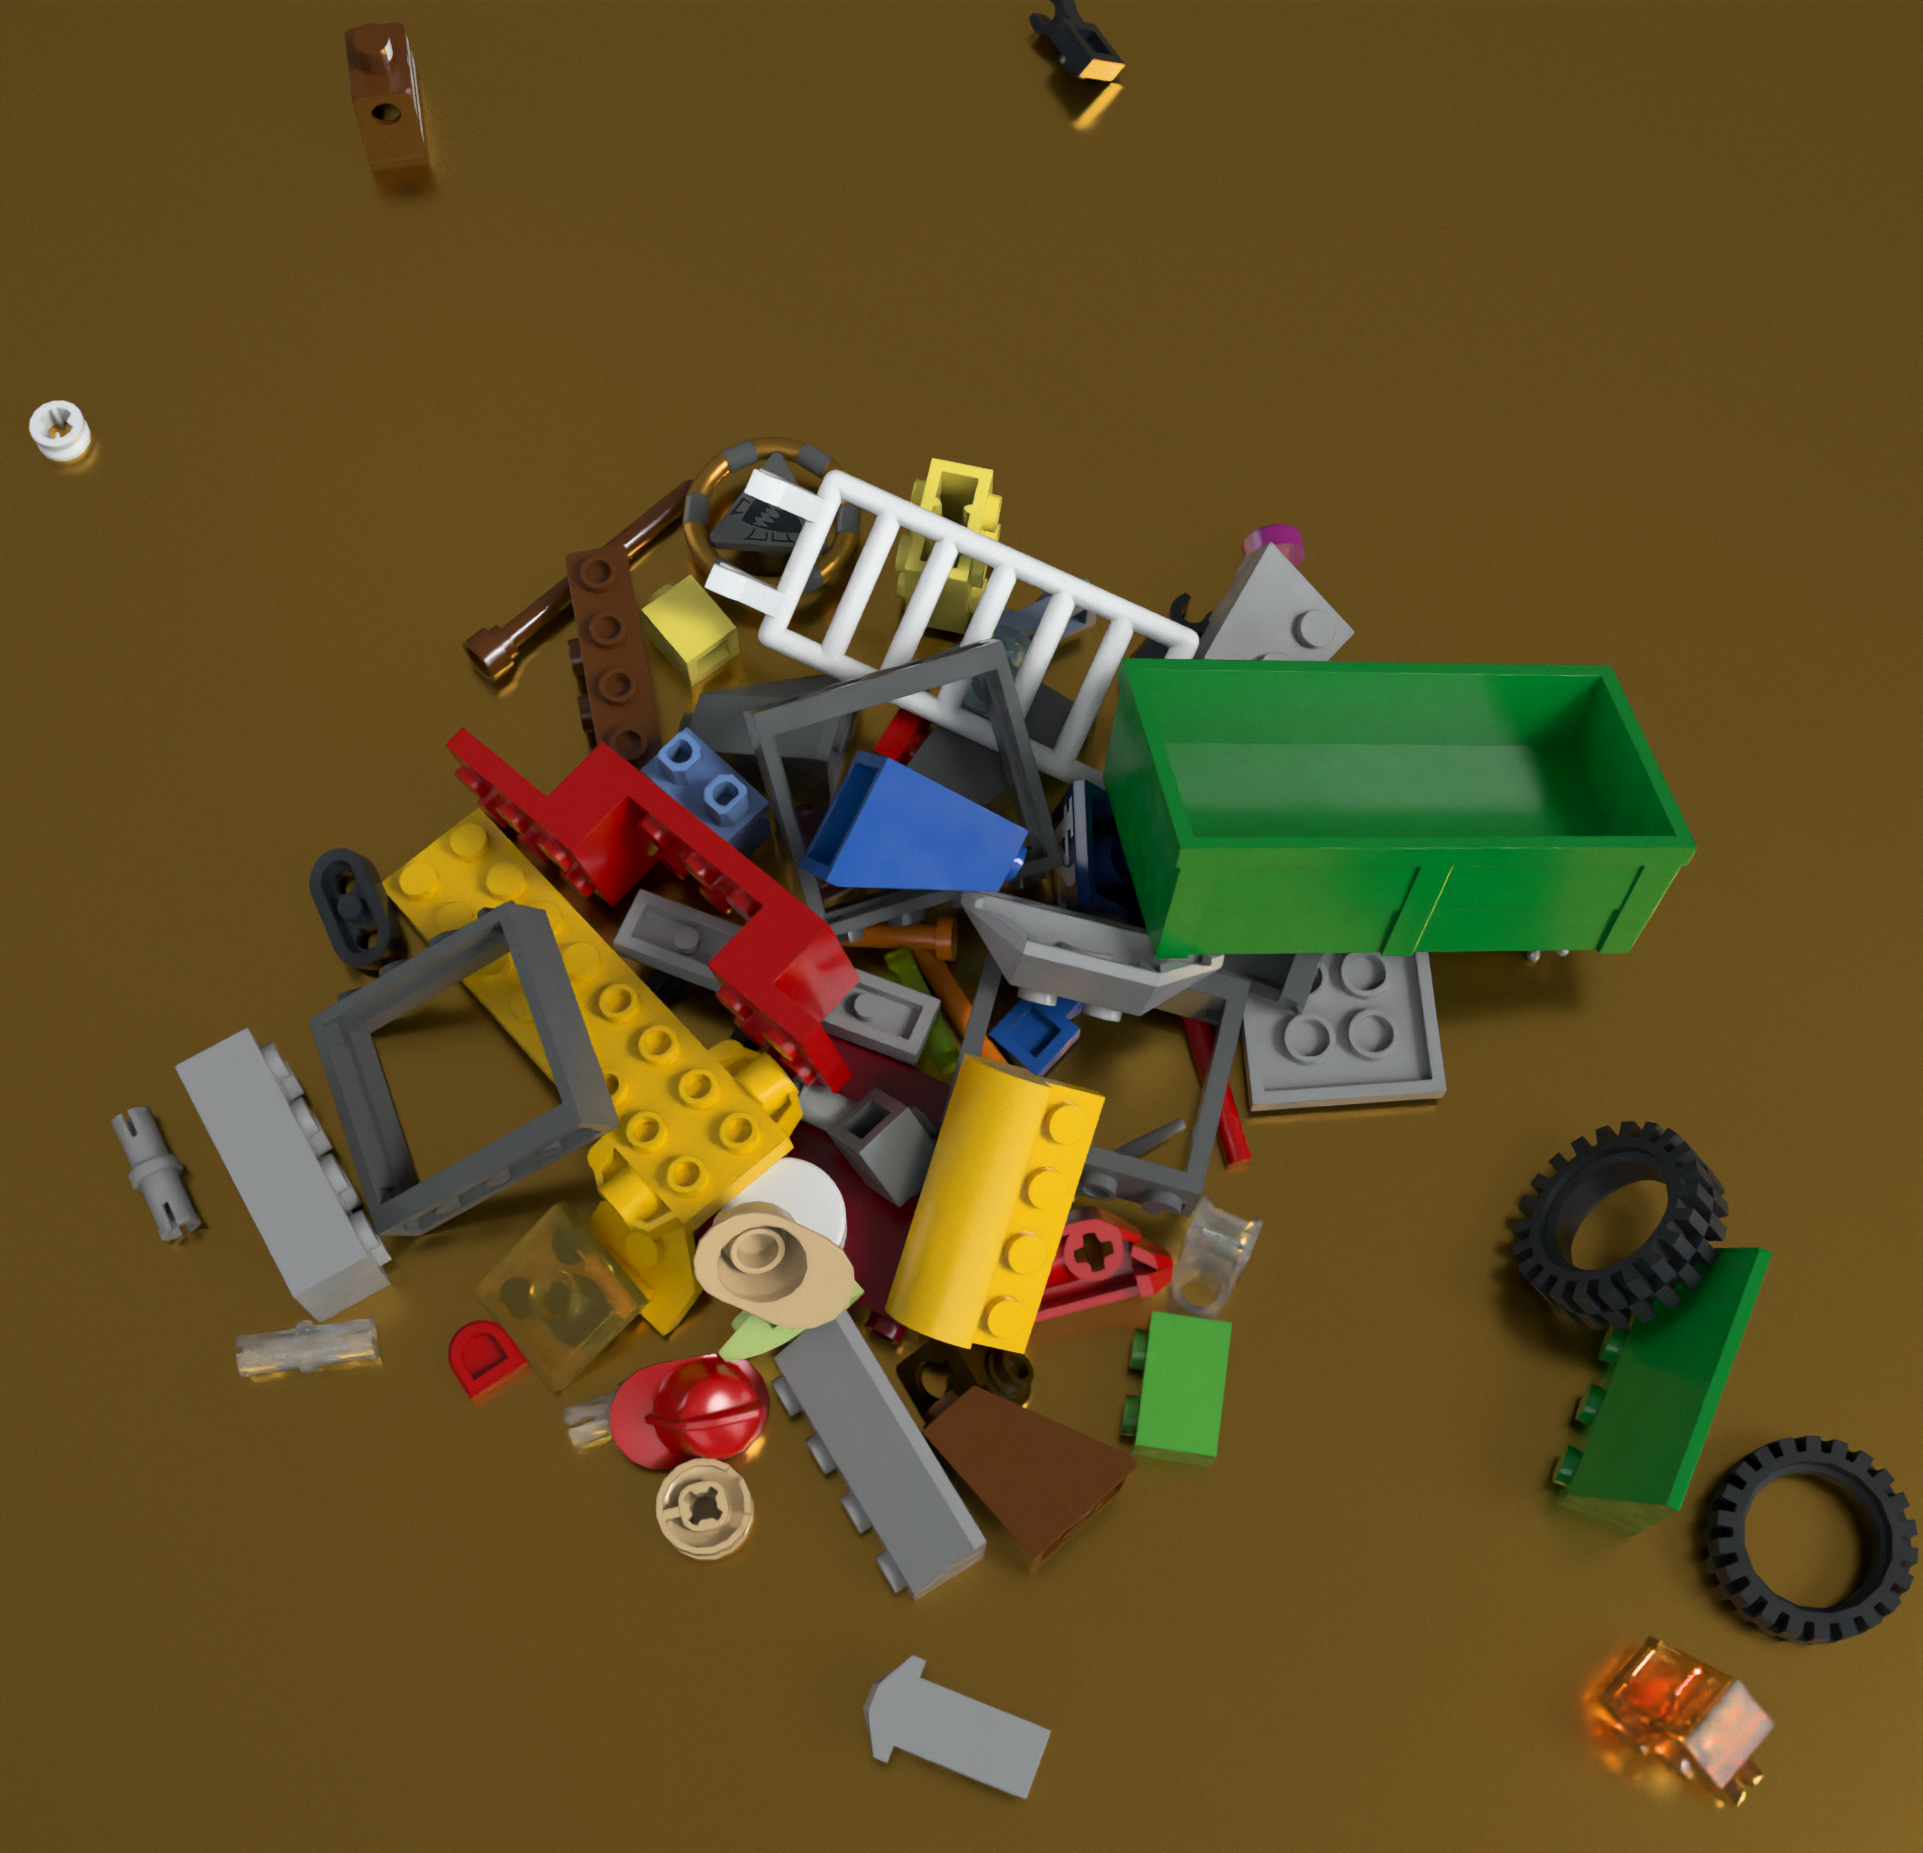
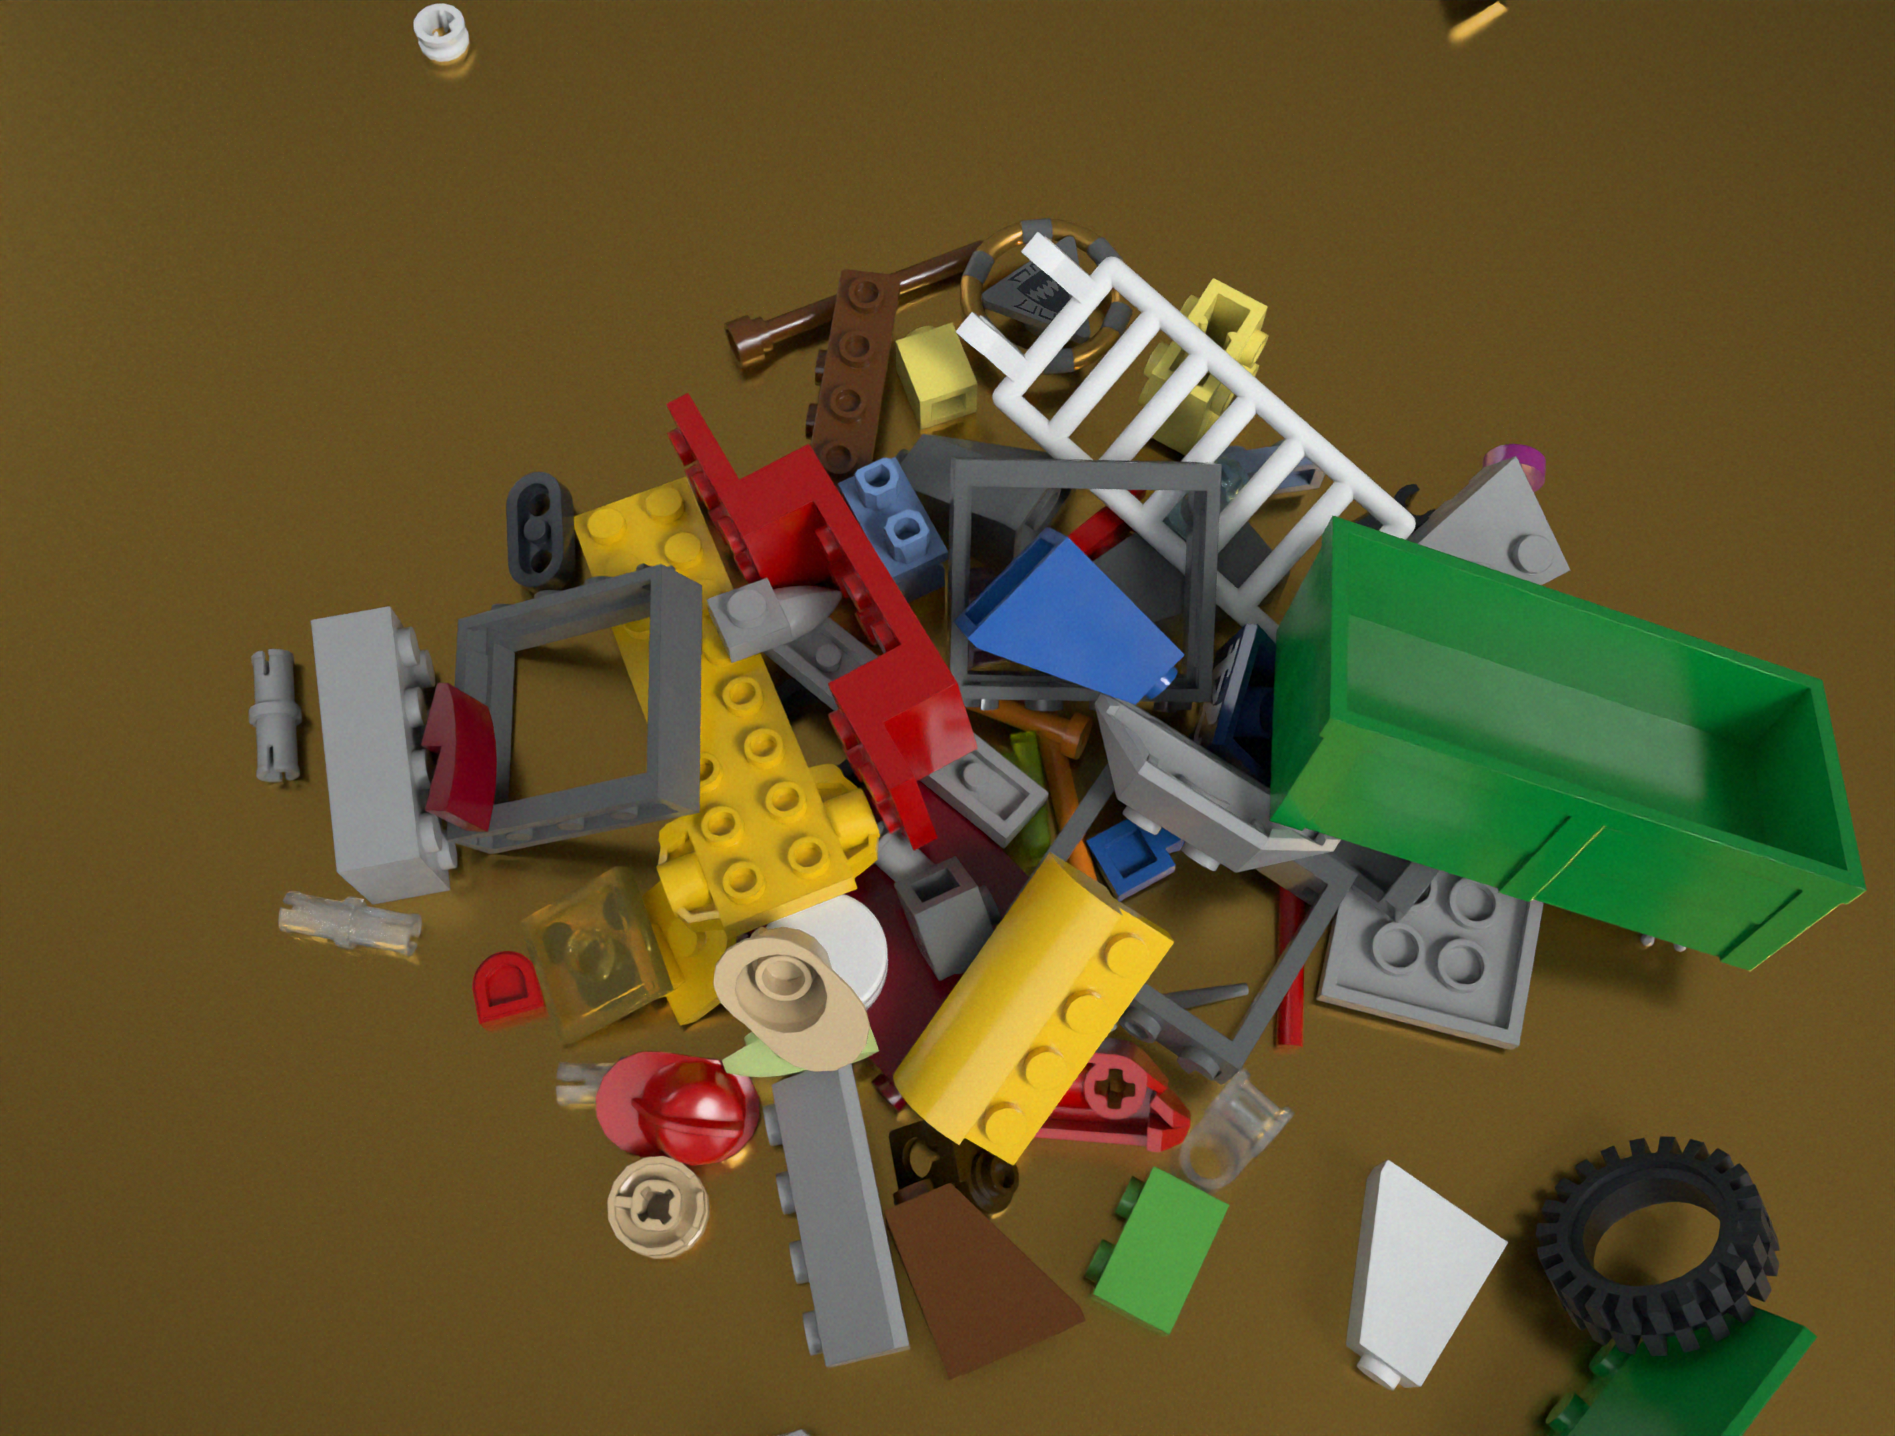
camera: 20 degrees right, 0 degrees up
(380, 1170) = (466, 769): none -> dark red slope
(613, 921) = (765, 618): none -> light grey plate
(1417, 1330) = (1412, 1276): none -> white slope

